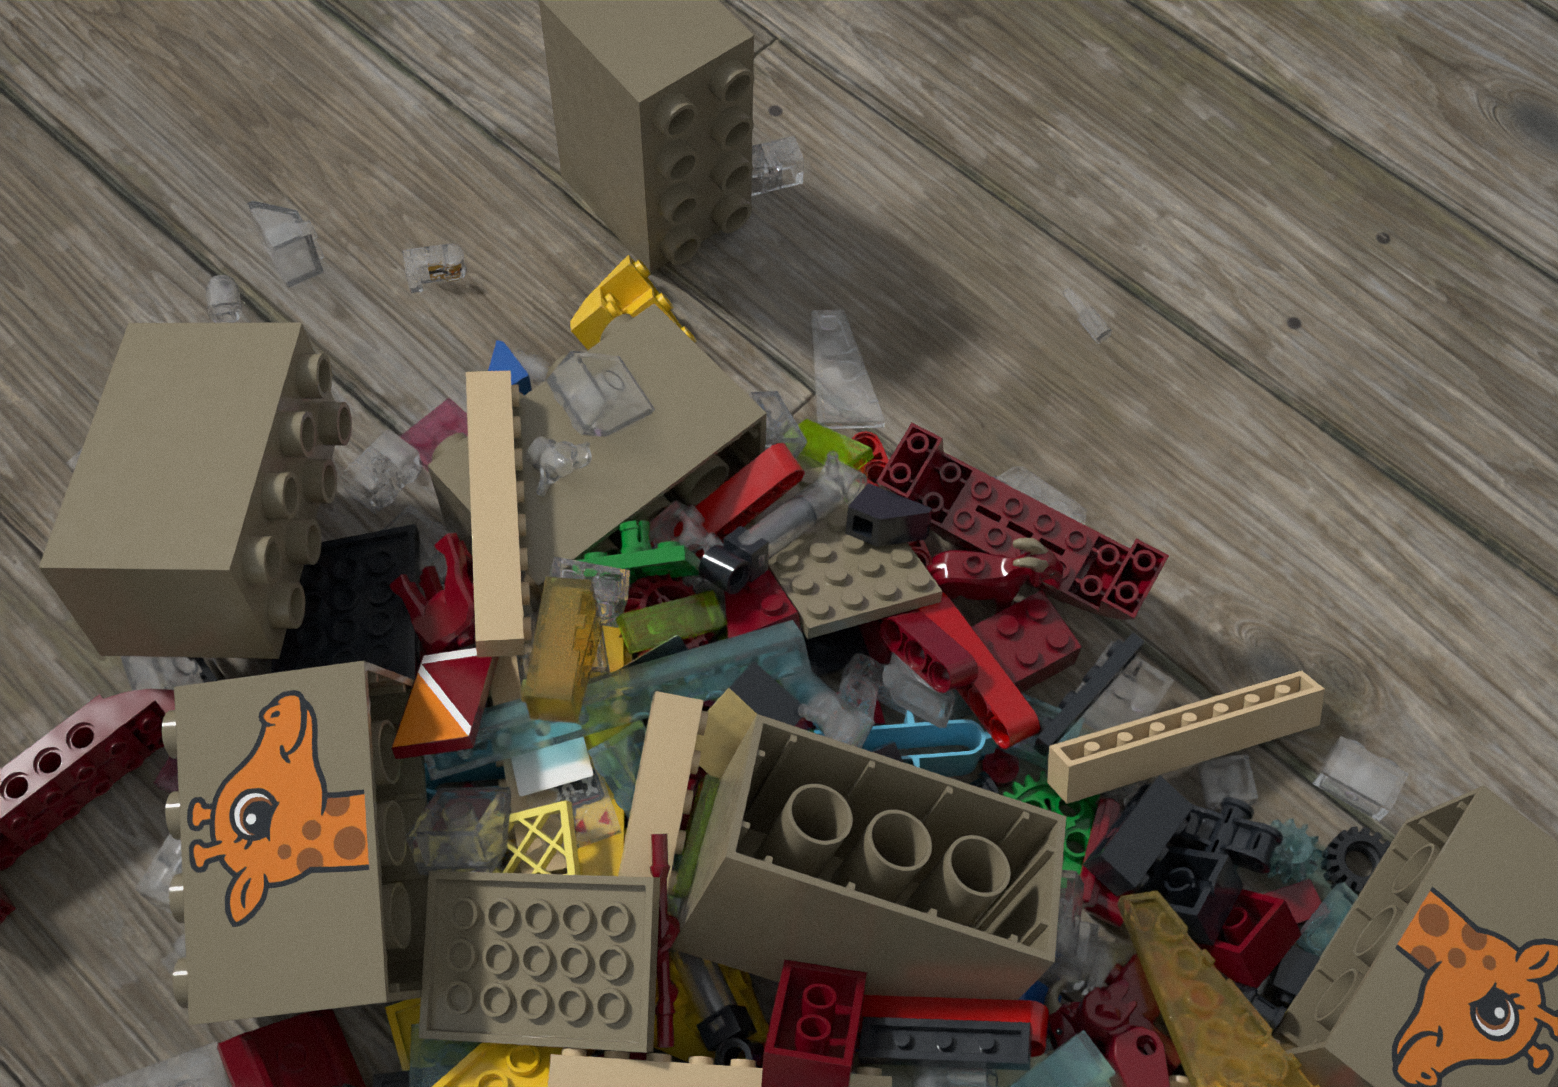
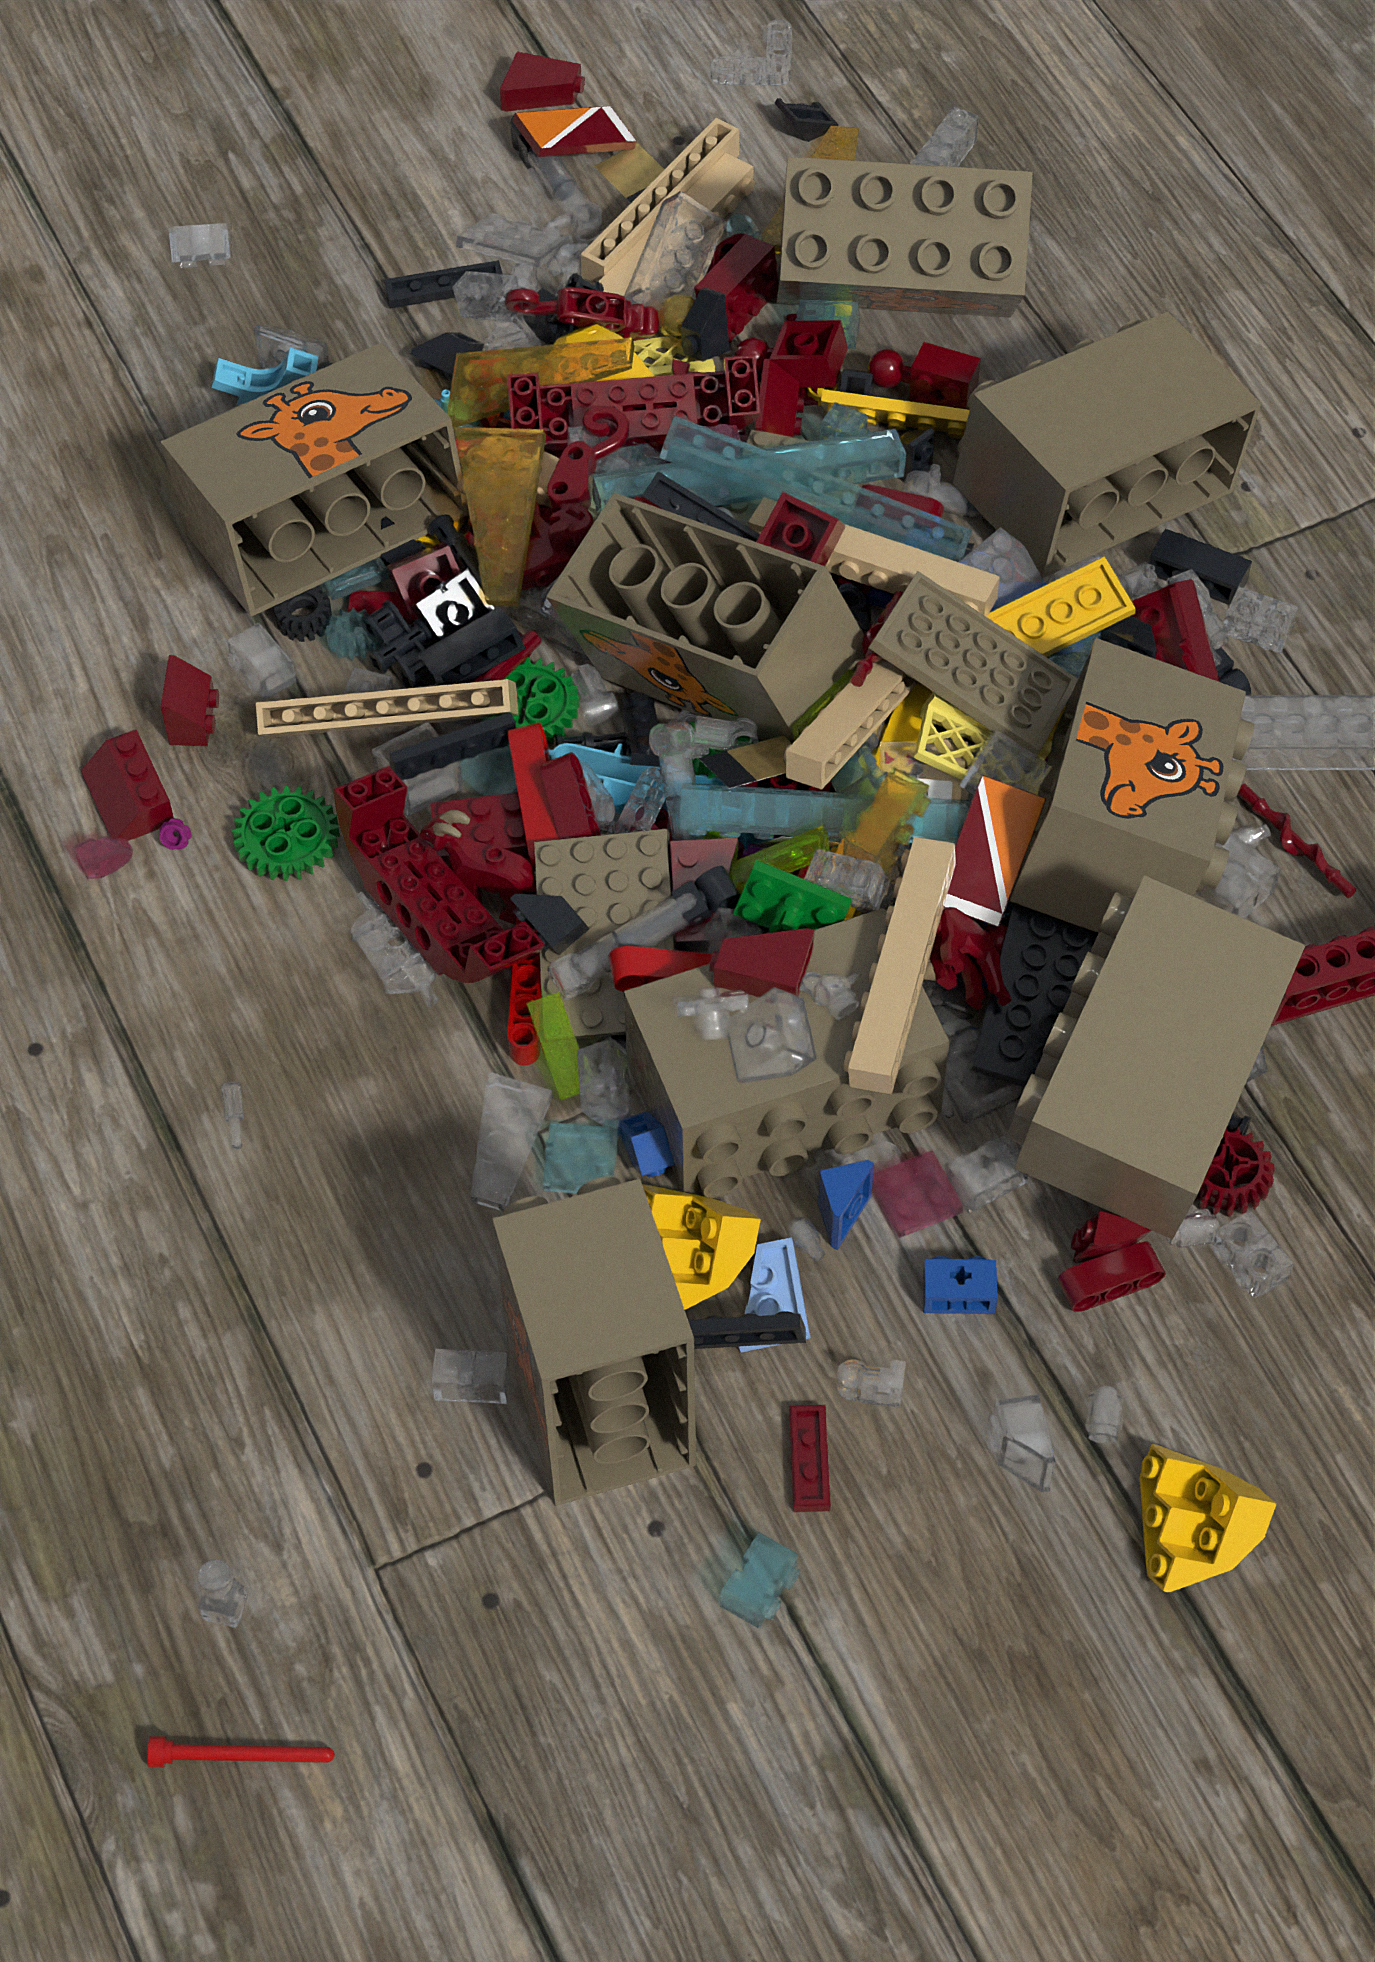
camera: 155 degrees left, 5 degrees down
(113, 958) = (1293, 843): none -> dark red piece
(125, 241) = (1197, 1518): none -> yellow brick
(379, 364) = (946, 1296): none -> blue brick
(469, 203) = (809, 1458): none -> dark red tile
(475, 95) = (756, 1590): none -> clear light blue brick
(541, 308) = (776, 1284): none -> light blue wing
(564, 255) = (748, 1330): none -> black plate
(634, 464) = (763, 962): none -> dark red slope
(669, 393) = (711, 1010): none -> clear plant
(765, 368) = (579, 1155): none -> clear light blue piece
(1238, 606) = (286, 833): none -> green gear
(1312, 551) = (175, 842): none -> magenta plate
(1367, 504) = (102, 856): none -> clear pink rock
(1387, 586) = (127, 788): none -> dark red slope
(1398, 685) = (188, 704): none -> dark red slope

